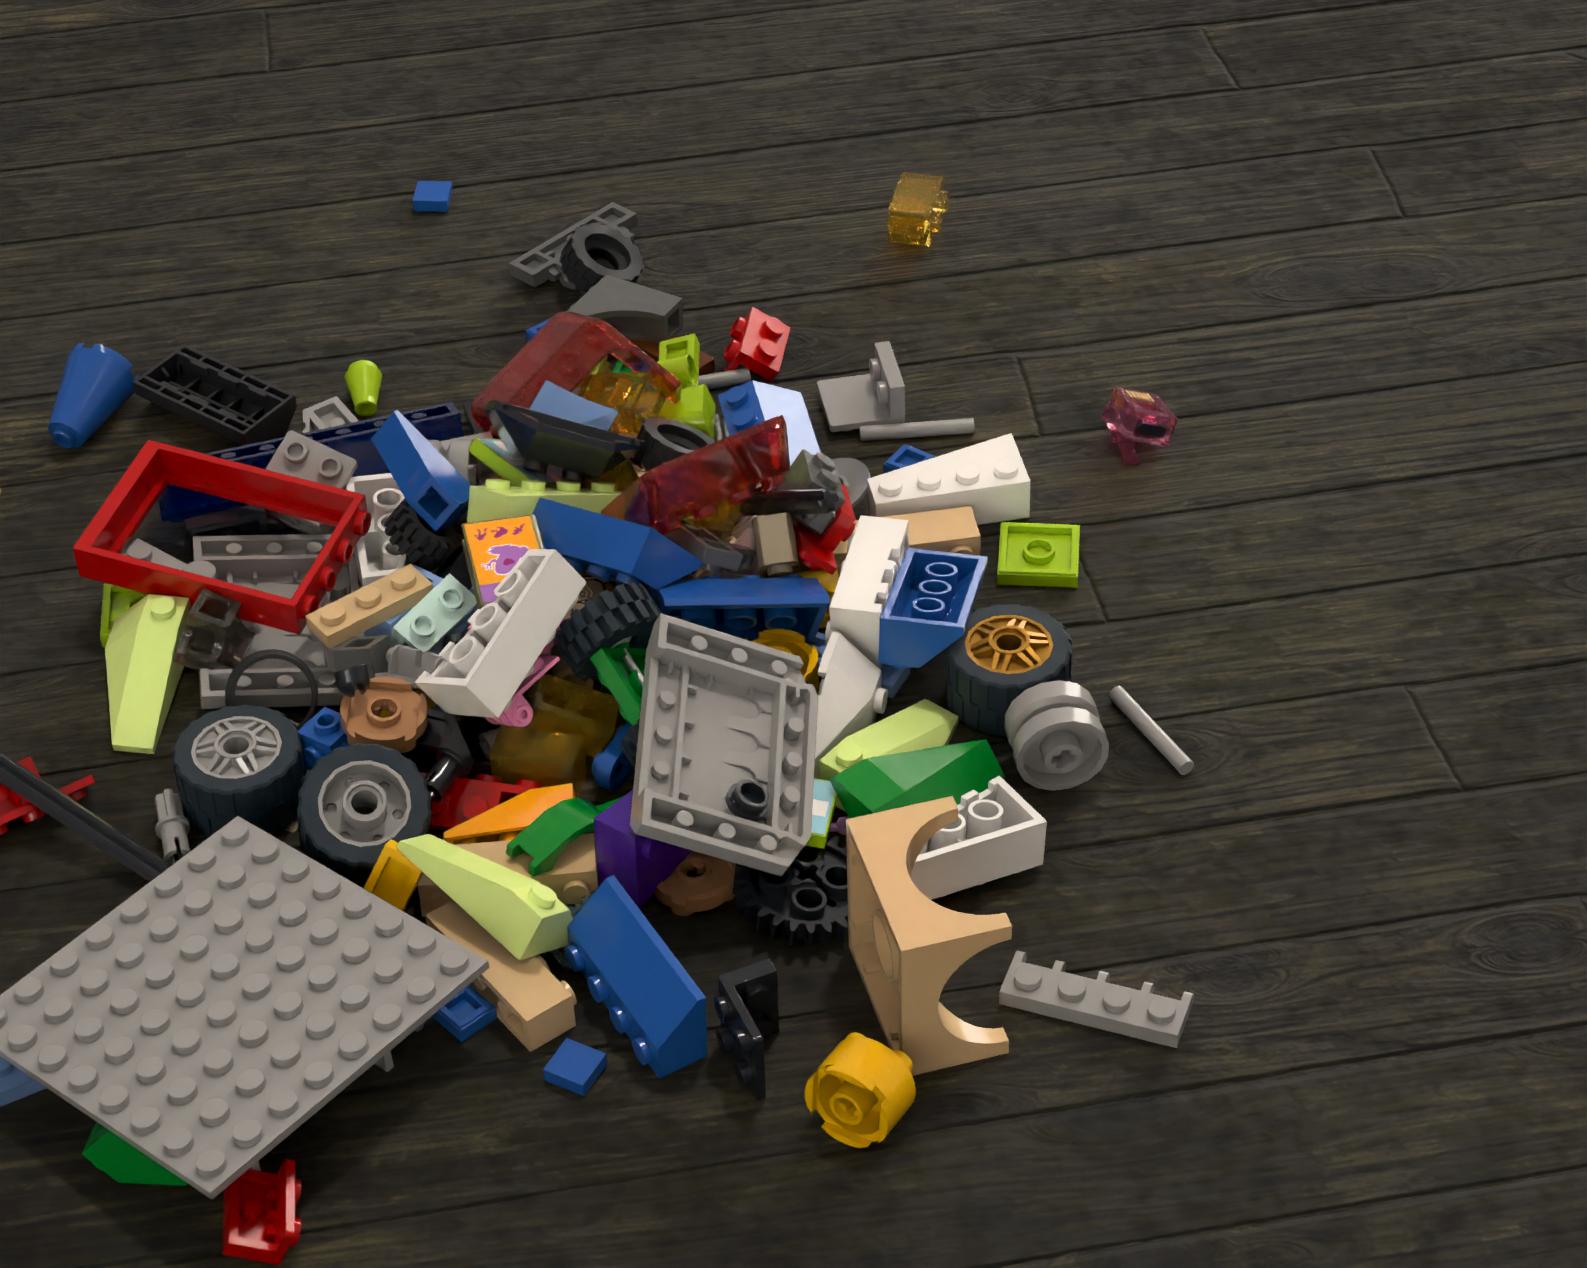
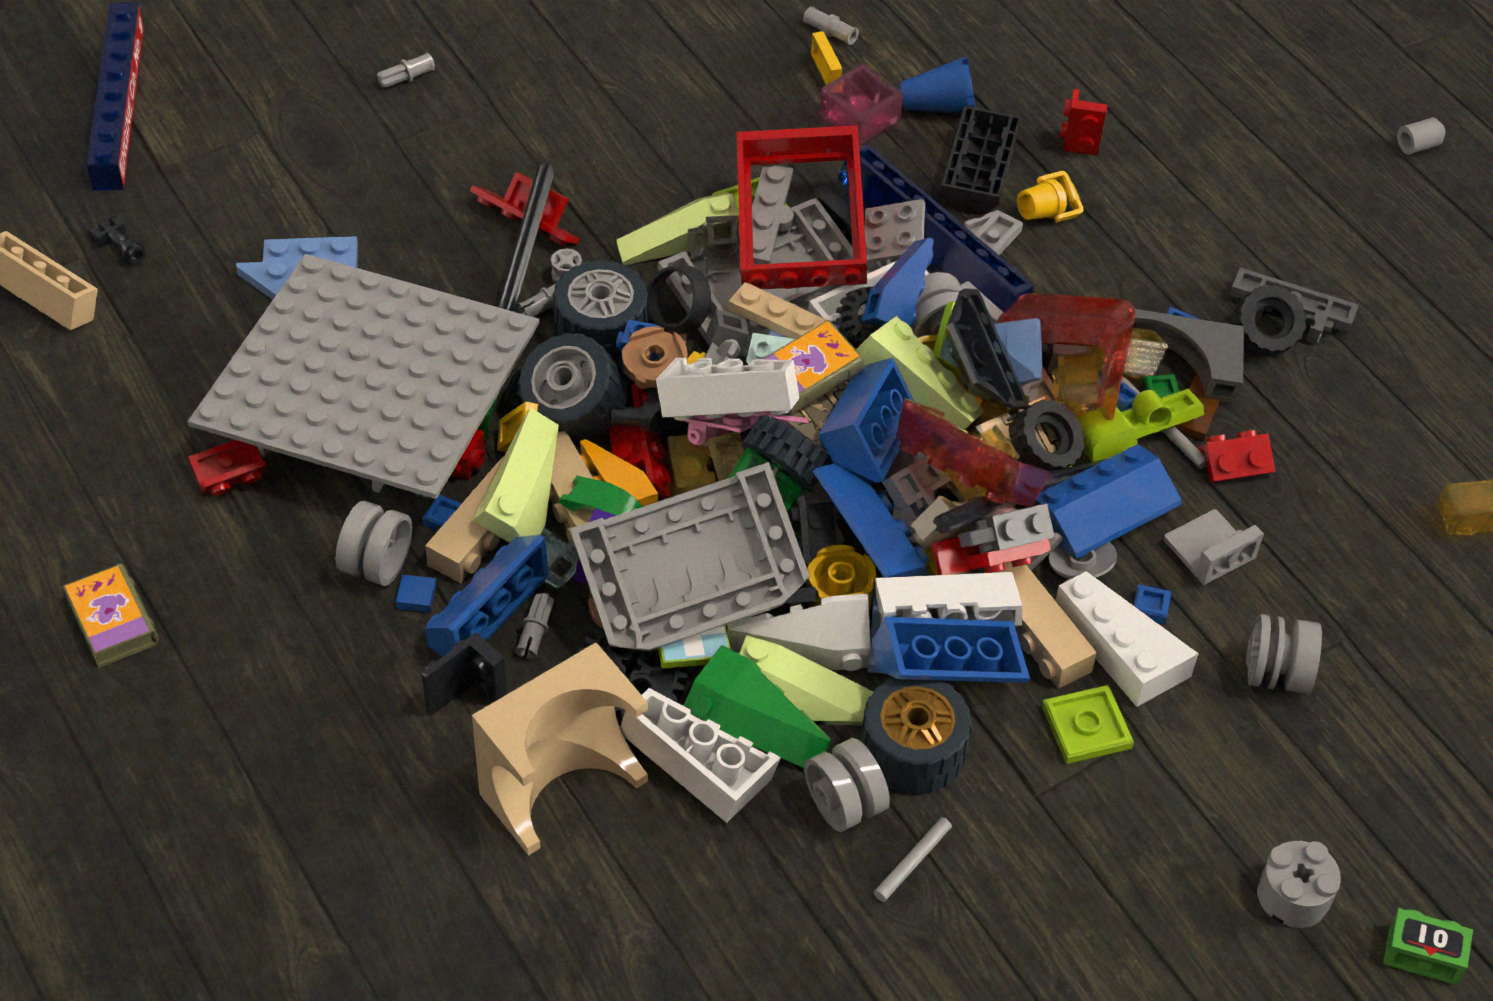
camera: 65 degrees right, 10 degrees up
(63, 482) = (855, 100): none -> clear pink piece
(132, 798) = (562, 262): none -> light grey wheel
(229, 303) = (1084, 125): none -> red bracket
(315, 366) = (1049, 198): none -> yellow piece
(355, 675) = (661, 322): black hinge -> none
(364, 386) = (1047, 235): lime cone -> none
(411, 92) = (1421, 135): none -> light grey brick
(432, 196) = (1304, 196): blue tile -> none
(497, 1068) = (373, 543): none -> light grey wheel
(695, 961) = (535, 625): none -> light grey axle
(748, 800) = (648, 593): black plate -> none
(861, 1090) = (430, 763): yellow brick -> none
(916, 429) = (1199, 596): light grey bar -> none
(1036, 380) = (1284, 654): none -> light grey wheel
(1095, 1001) = (595, 896): light grey hinge -> none
(1137, 418) = (1286, 747): clear pink piece -> none
(1299, 460) = (1299, 883): none -> light grey brick
(1395, 405) = (1428, 946): none -> bright green brick

